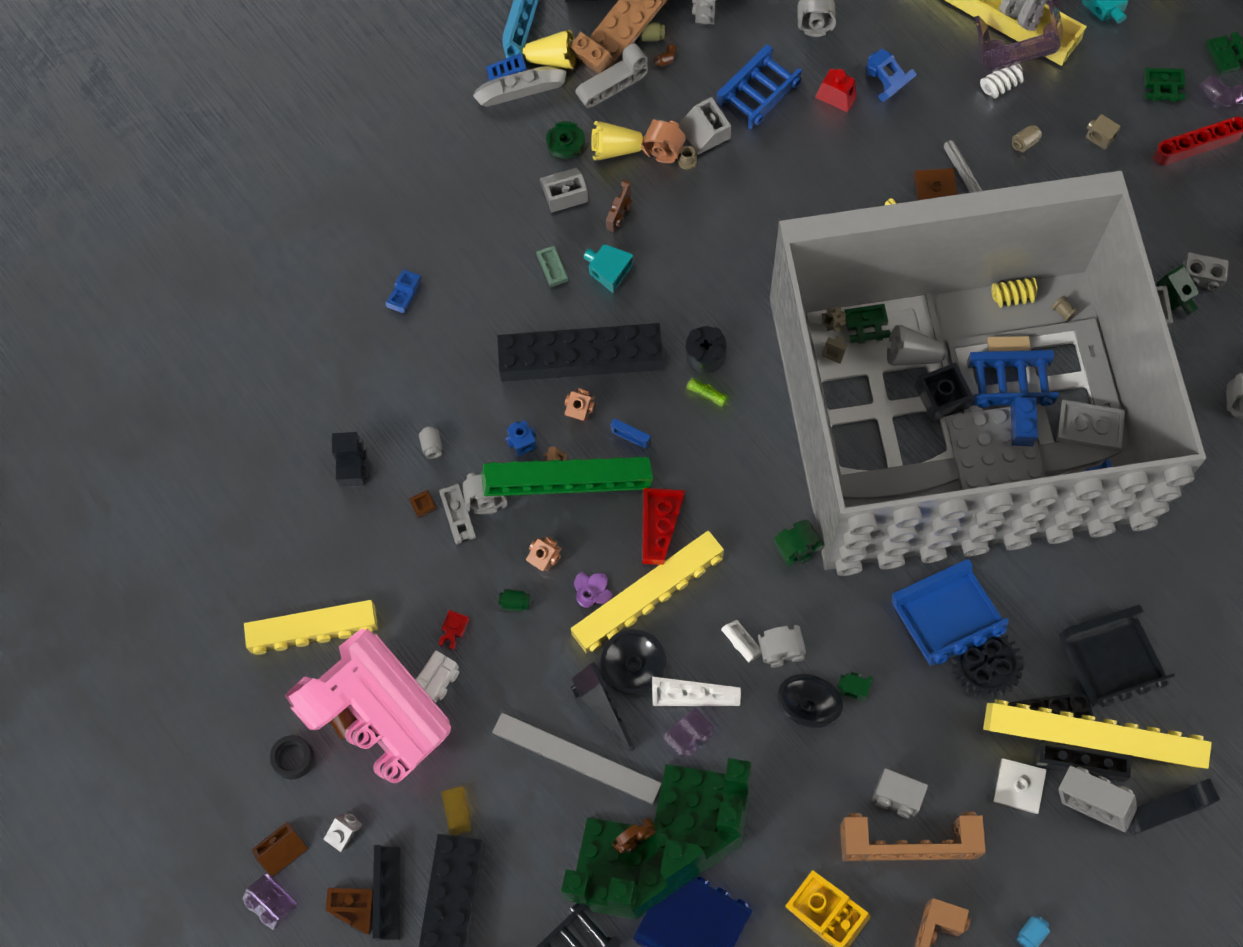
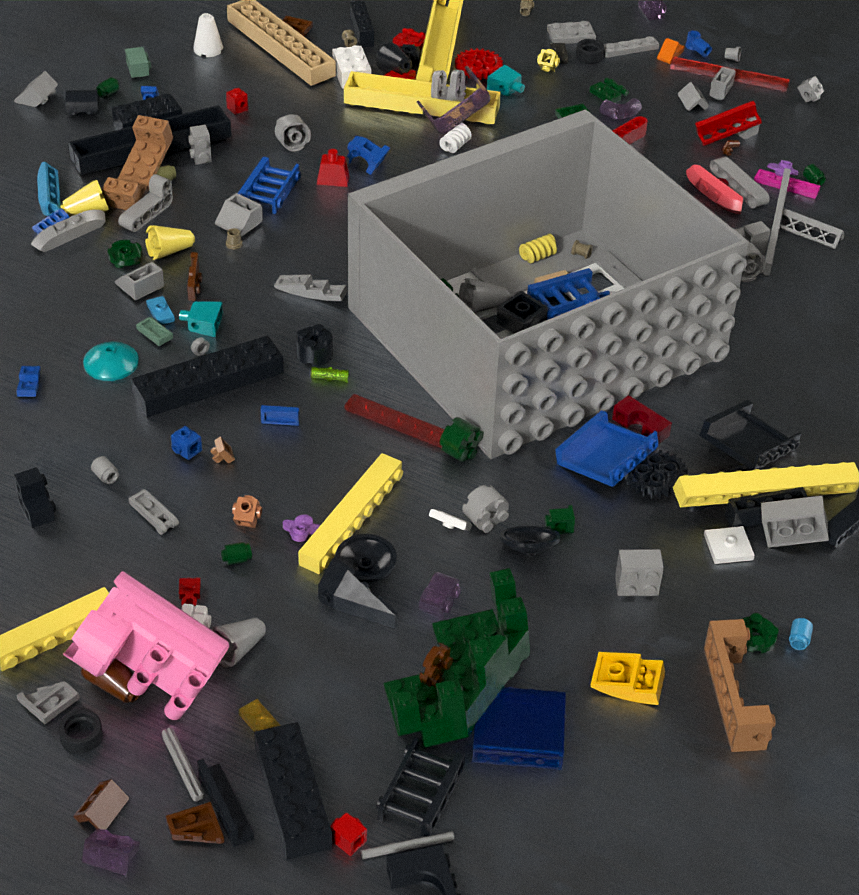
camera: 30 degrees left, 25 degrees down
(273, 711) = (49, 700): none -> light grey wing
(342, 831) = (157, 770): bracket -> none
(367, 832) = (183, 764): none -> light grey axle
(423, 504) = (117, 515): reddish brown tile -> none
(471, 711) = (241, 638): none -> light grey cone
(475, 498) = (172, 485): light grey brick -> none
(494, 300) = (111, 361): none -> teal dish
(566, 476) = (240, 449): green brick -> none
(570, 237) = (160, 310): none -> dark azure plate
(574, 409) = (226, 407): nougat brick -> none
(577, 758) = (348, 646): light grey tile -> none
(589, 306) = (200, 346): none -> light grey tile
(659, 520) = (336, 462): red wing -> none
(663, 141) = (210, 229): nougat brick -> none
(666, 58) = (183, 187): reddish brown arm -> none
(687, 693) = (420, 565): white wing -> none
(738, 259) = (307, 287): none -> light grey slope
(749, 482) = (394, 419): none -> clear red tile
(967, 842) = (631, 619): medium nougat plate -> none
(994, 899) = (767, 631): none -> dark green plate
(1004, 567) = (631, 411): none -> dark red arch

